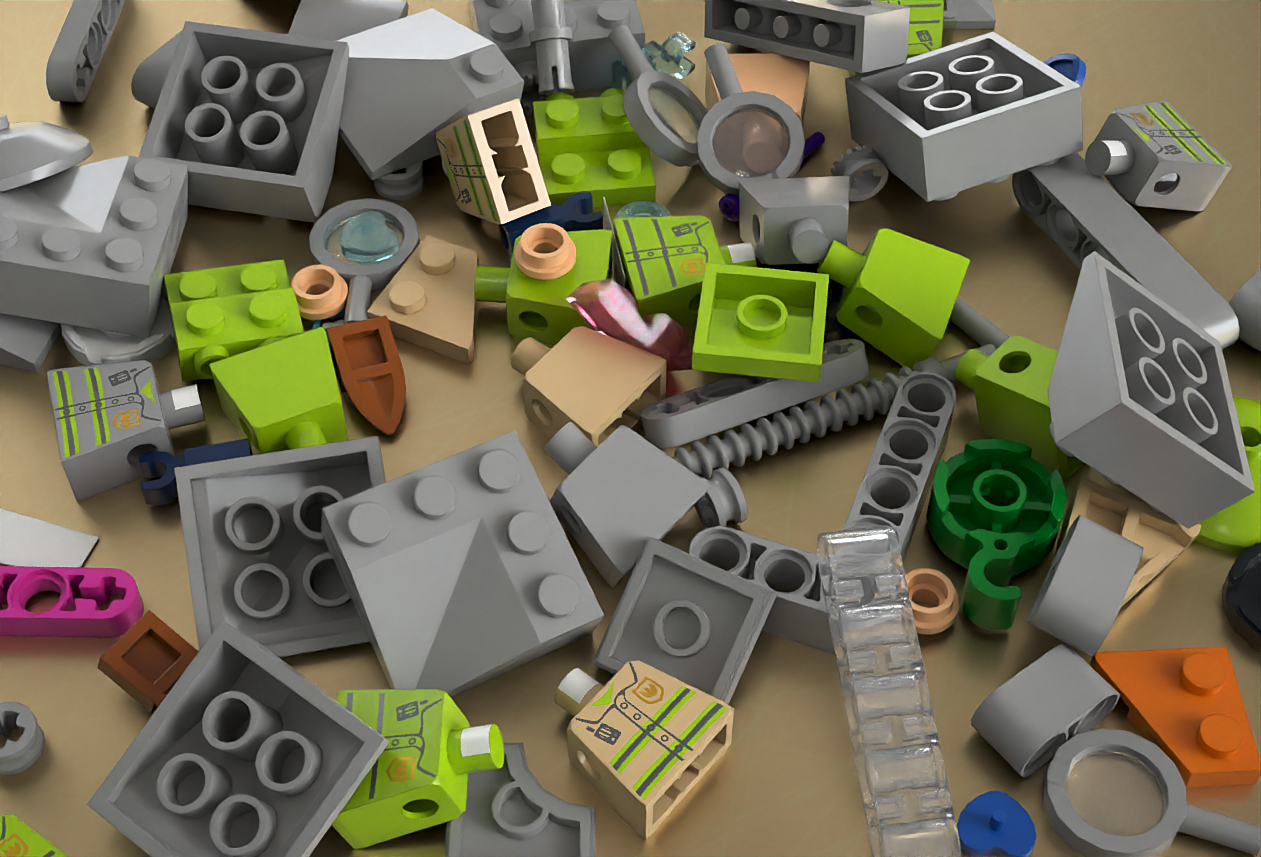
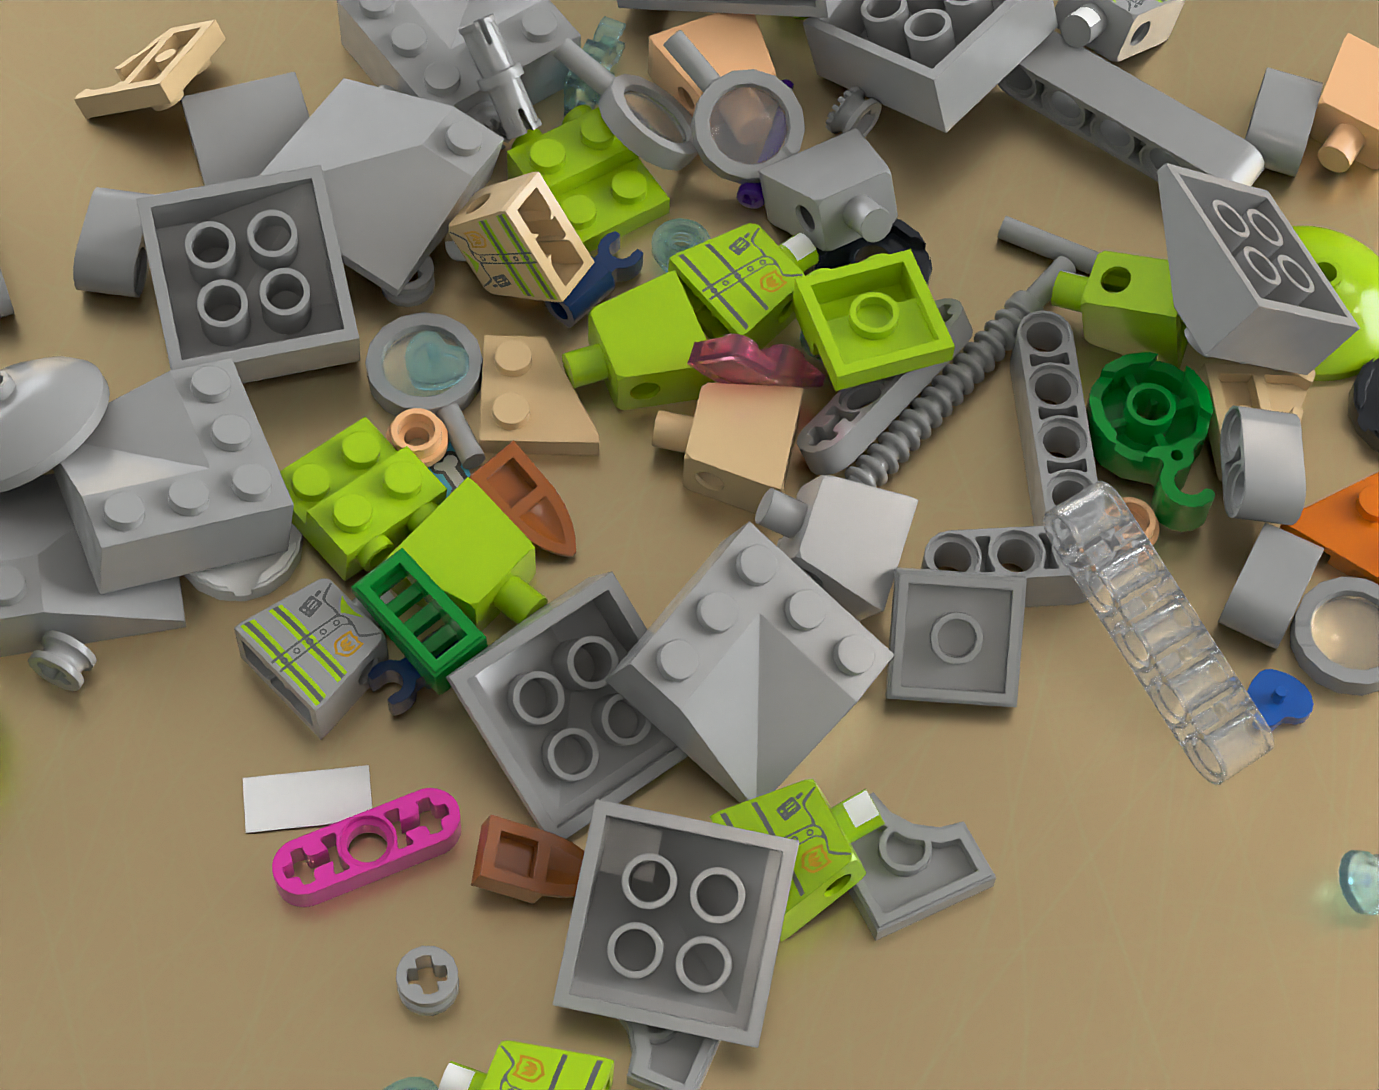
camera: 30 degrees left, 10 degrees up
(190, 377) = (405, 634): none -> green slope
(545, 252) = (640, 308): light nougat plate -> none
(617, 264) = (656, 266): white sticker -> none
(642, 738) = (970, 747): tan torso -> none
(722, 501) = (929, 501): light grey bush -> none
(896, 292) = (964, 238): lime torso -> none

